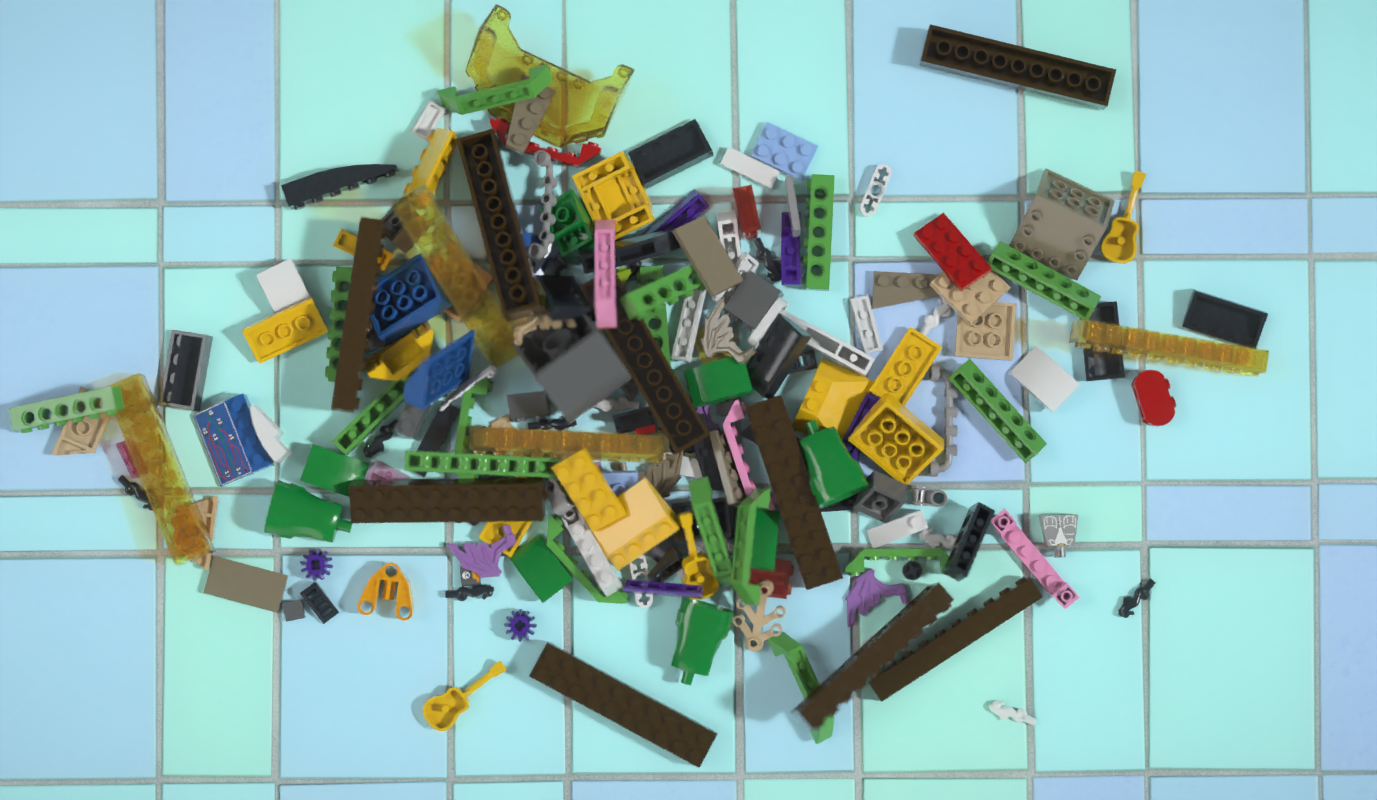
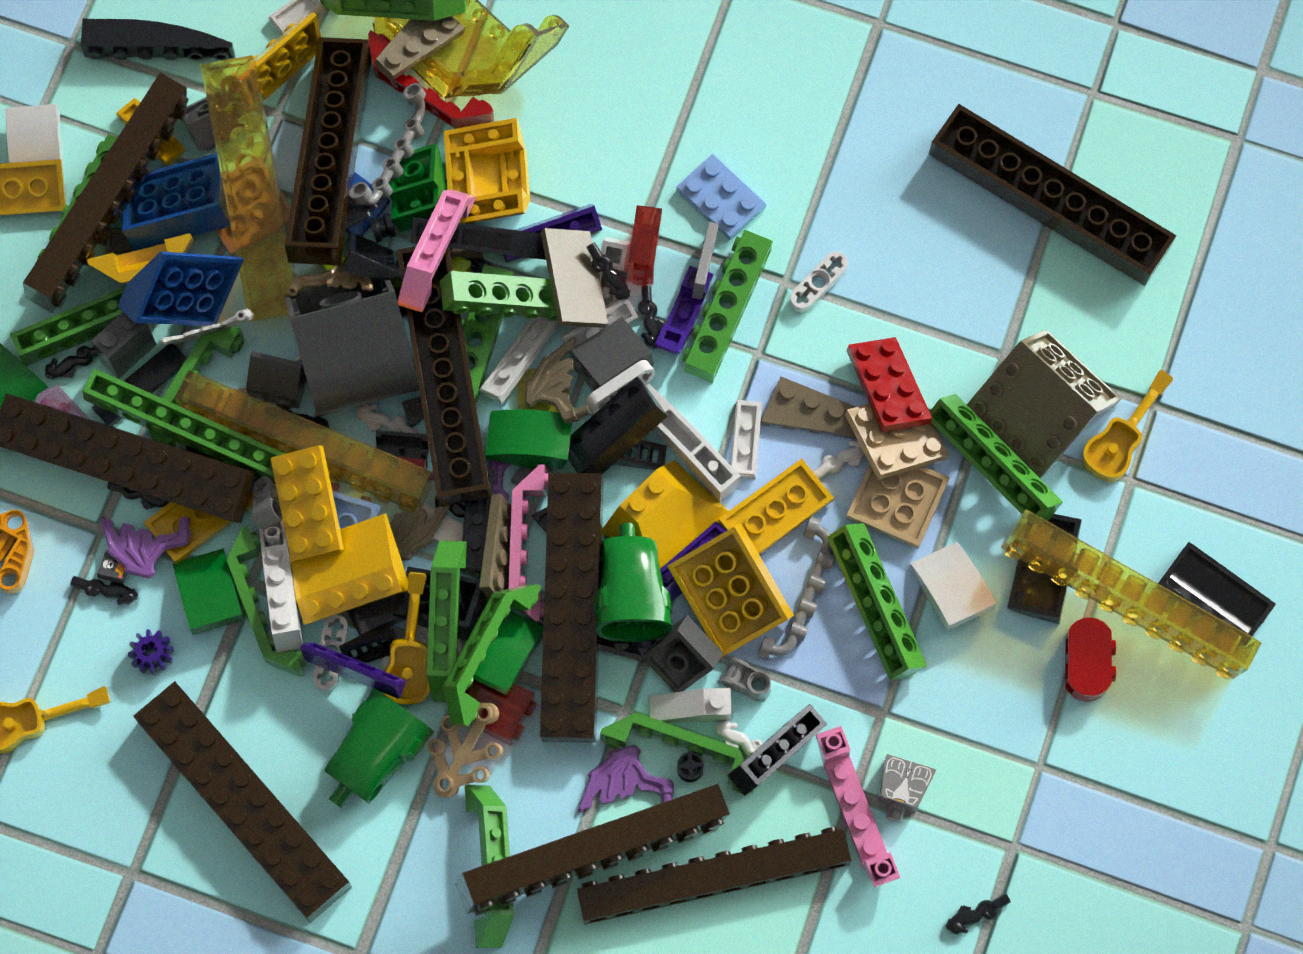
camera: 20 degrees right, 15 degrees down
(670, 154) = (577, 151): black slope -> none
(736, 244) = (616, 279): none -> black animal
(750, 167) = (671, 201): white tile -> none

